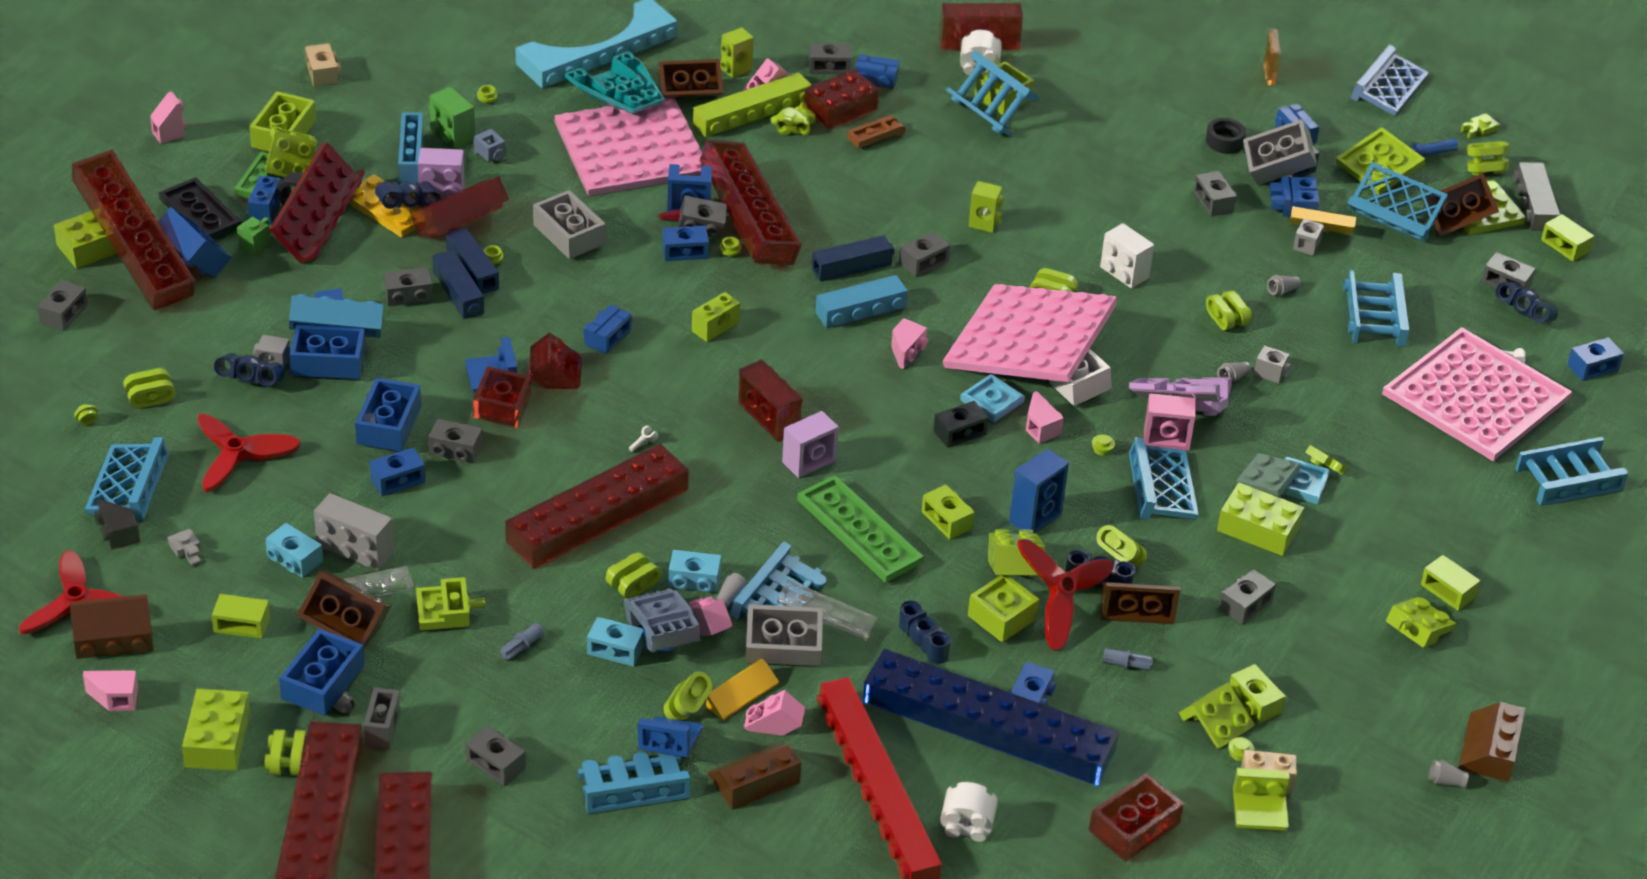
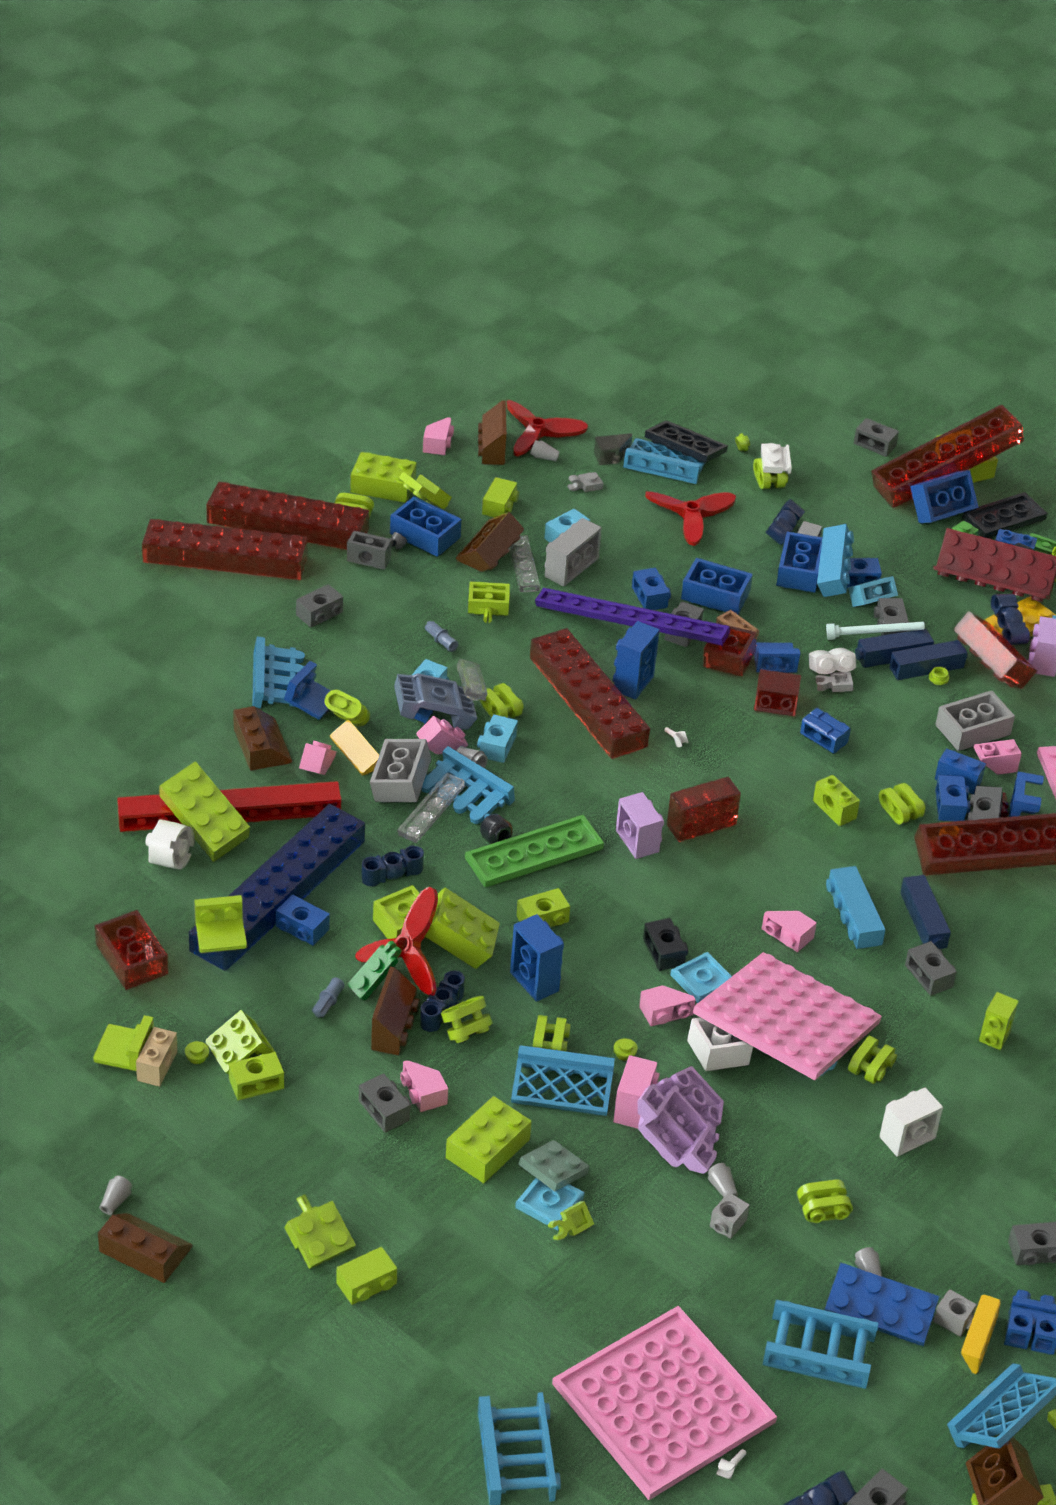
camera: 100 degrees right, 0 degrees up
(97, 458) = (685, 441): none -> black plate
(129, 584) = (544, 451): none -> light grey cone
(139, 372) = (775, 458): none -> white plate
(257, 670) = (427, 490): none -> lime plate
(366, 288) = (872, 591): none -> medium azure brick
(438, 329) = (834, 631): none -> light aqua piece
(446, 402) = (732, 619): none -> medium nougat plate
(467, 474) = (629, 615): none -> dark purple plate
(497, 322) = (828, 662): none -> white brick
(523, 324) = (837, 681): none -> light grey plate
(556, 454) = (636, 659): none -> blue brick
(613, 593) = (472, 680): none -> clear plate
(616, 208) = (999, 756): none -> bright pink slope
(645, 236) = (957, 764): none -> blue brick
(703, 275) = (902, 803): none -> lime brick
(842, 557) = (495, 828): none -> black head
(918, 780) = (204, 809): none -> lime brick
(1090, 616) = (375, 970): none -> hinge
(1102, 727) = (220, 924): none -> lime bracket
(1115, 492) = (560, 1030): none -> lime brick
(1216, 570) = (425, 1086): none -> bright pink slope
(1320, 276) = (893, 1305): none -> blue plate

